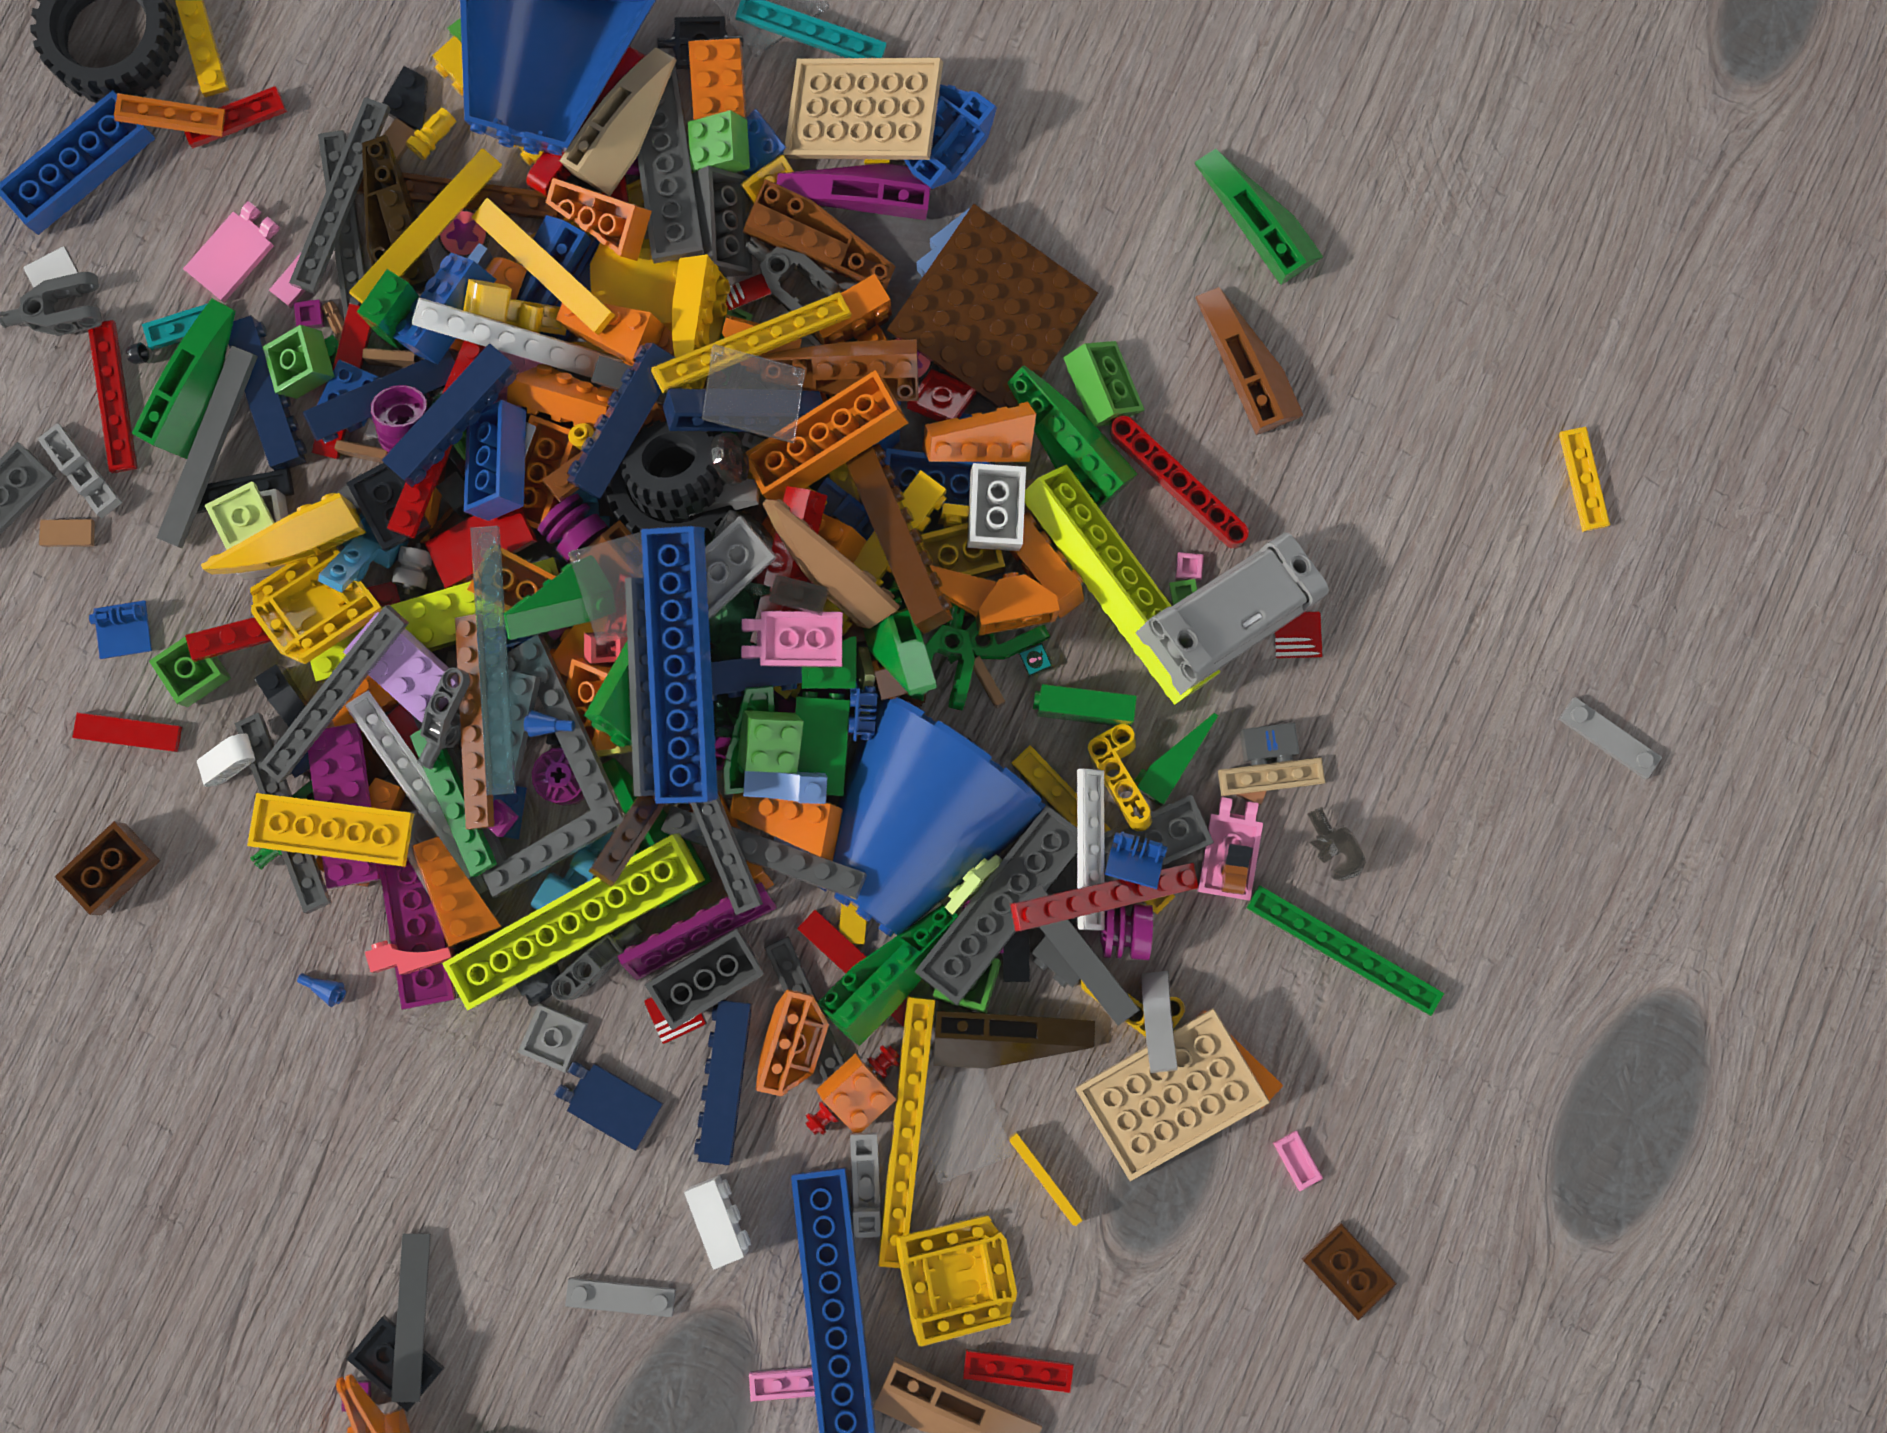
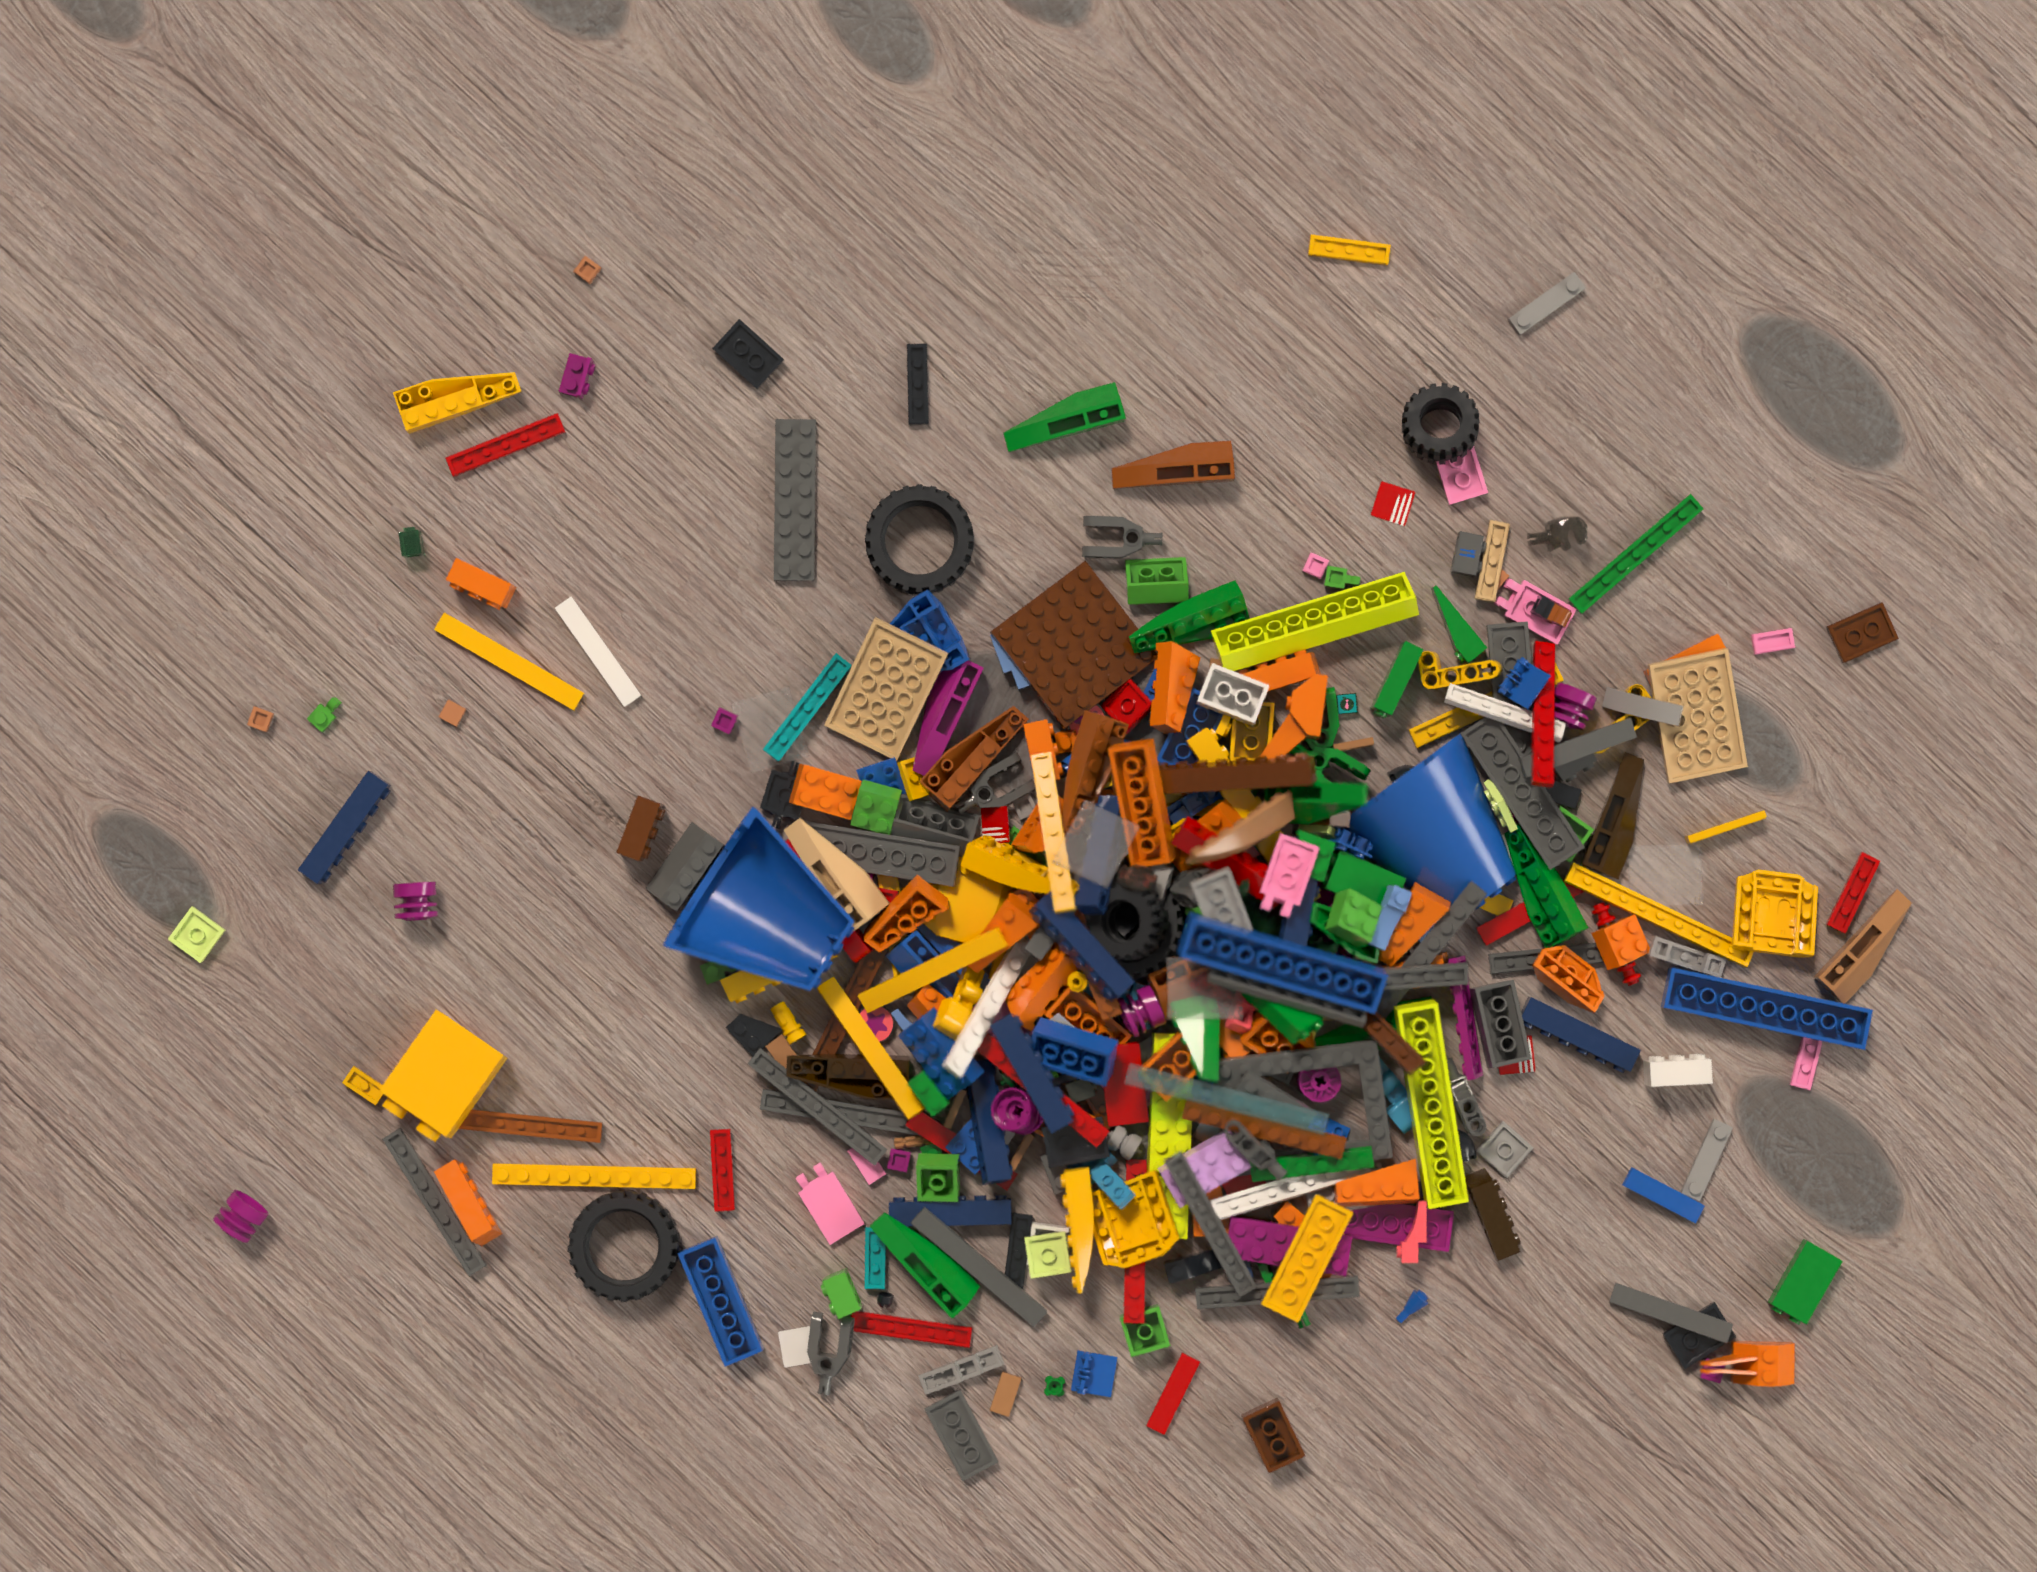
camera: 75 degrees left, 5 degrees up
(86, 587) = (1050, 1381): none -> green plate
(124, 296) = (841, 1293): none -> bright green brick
(169, 115) = (713, 1215): orange plate -> none
(226, 760) = (1223, 1323): white beam -> none
(465, 1047) = (1492, 1214): none -> dark brown wedge
(503, 818) = (1340, 1129): magenta plate -> none
(541, 724) = (1284, 1078): blue cone -> none
(557, 1257) = (1663, 1195): none -> blue slope
(610, 1104) = (1566, 1122): dark blue tile -> none
(799, 595) = (1258, 860): clear smoke plate -> none
(1063, 40) = (928, 497): none -> black tyre
(1129, 335) = (1128, 548): none -> dark grey piece
(1173, 470) = (1258, 544): red beam -> none
(1234, 612) = (1367, 548): light grey piece -> none
(1236, 34) = (917, 384): none -> black tile
(1368, 699) = (1462, 478): none -> bright pink plate
(1441, 634) = (1440, 399): none -> black tyre

